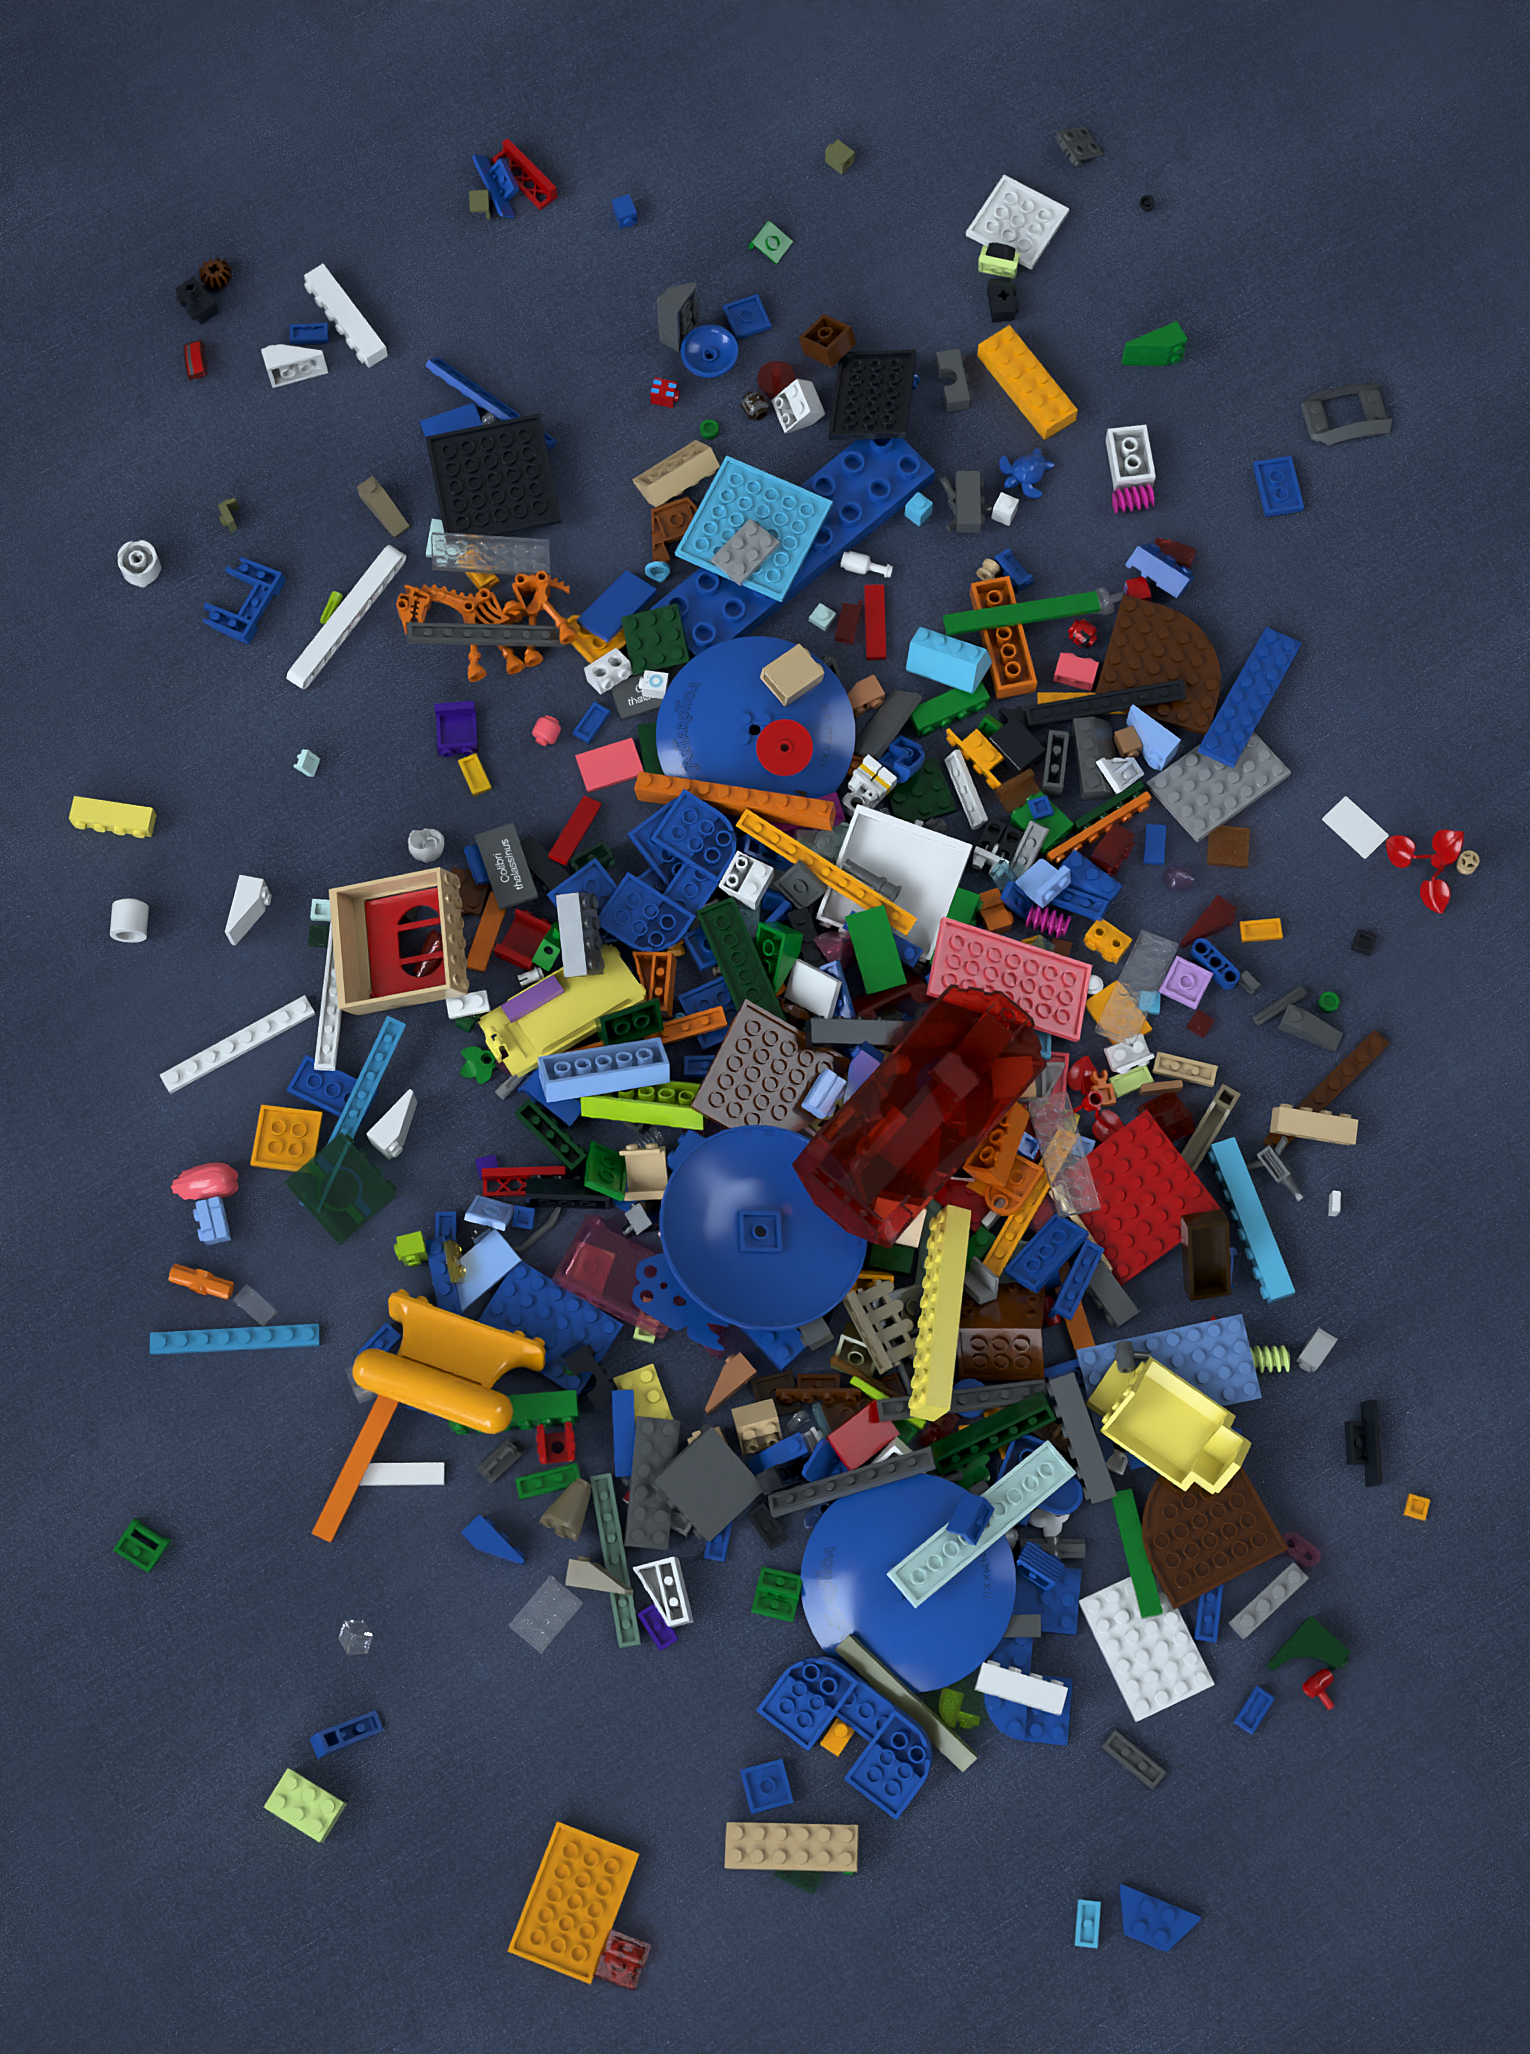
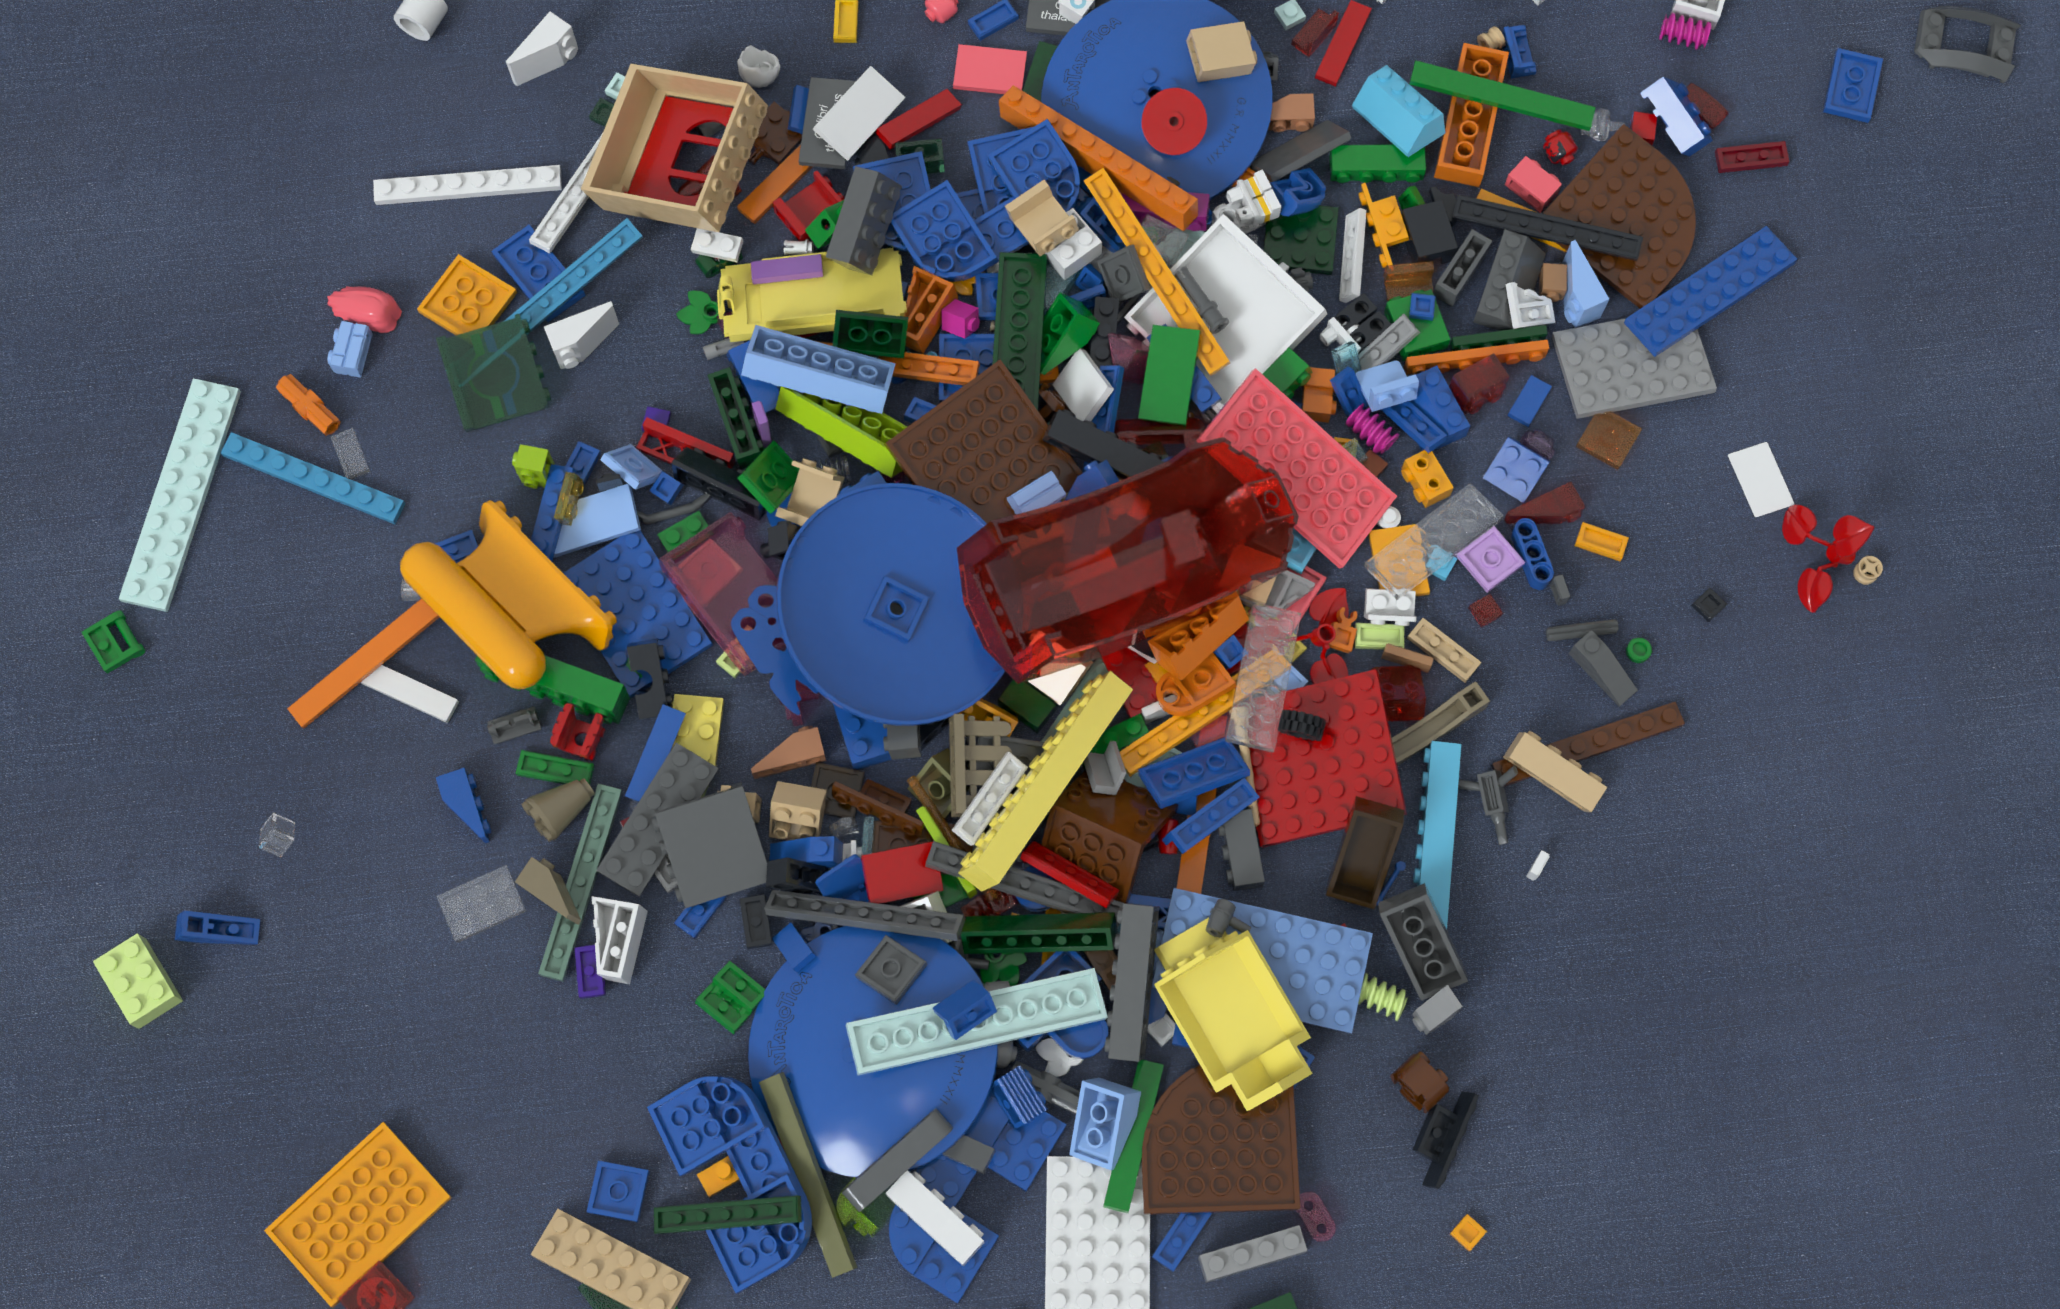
camera: 25 degrees right, 0 degrees up
(133, 1402) = (180, 495): none -> light aqua plate
(528, 848) = (858, 113): none -> white tile
(555, 1247) = (682, 531): none -> green plate
(578, 1132) = (761, 423): none -> medium lavender tile
(688, 977) = (960, 318): none -> dark pink brick
(719, 871) = (1041, 218): none -> tan panel
(807, 1532) = (794, 947): none -> blue tile
(862, 1763) = (727, 1214): none -> dark green tile
(896, 1514) = (891, 969): none -> dark grey tile
(905, 1346) = (989, 798): none -> white tile
(973, 1658) = (897, 1160): none -> dark grey beam
(994, 1376) = (1069, 874): none -> red tile
(1109, 1554) = (1103, 1121): none -> light blue slope
(1112, 1179) = (1301, 725): none -> black tyre
(1172, 903) = (1516, 469): none -> plate
(1229, 576) = (1752, 157): none -> dark red plate
(1281, 1303) = (1422, 941): none -> dark grey brick
(1329, 1410) = (1421, 1082): none -> reddish brown brick

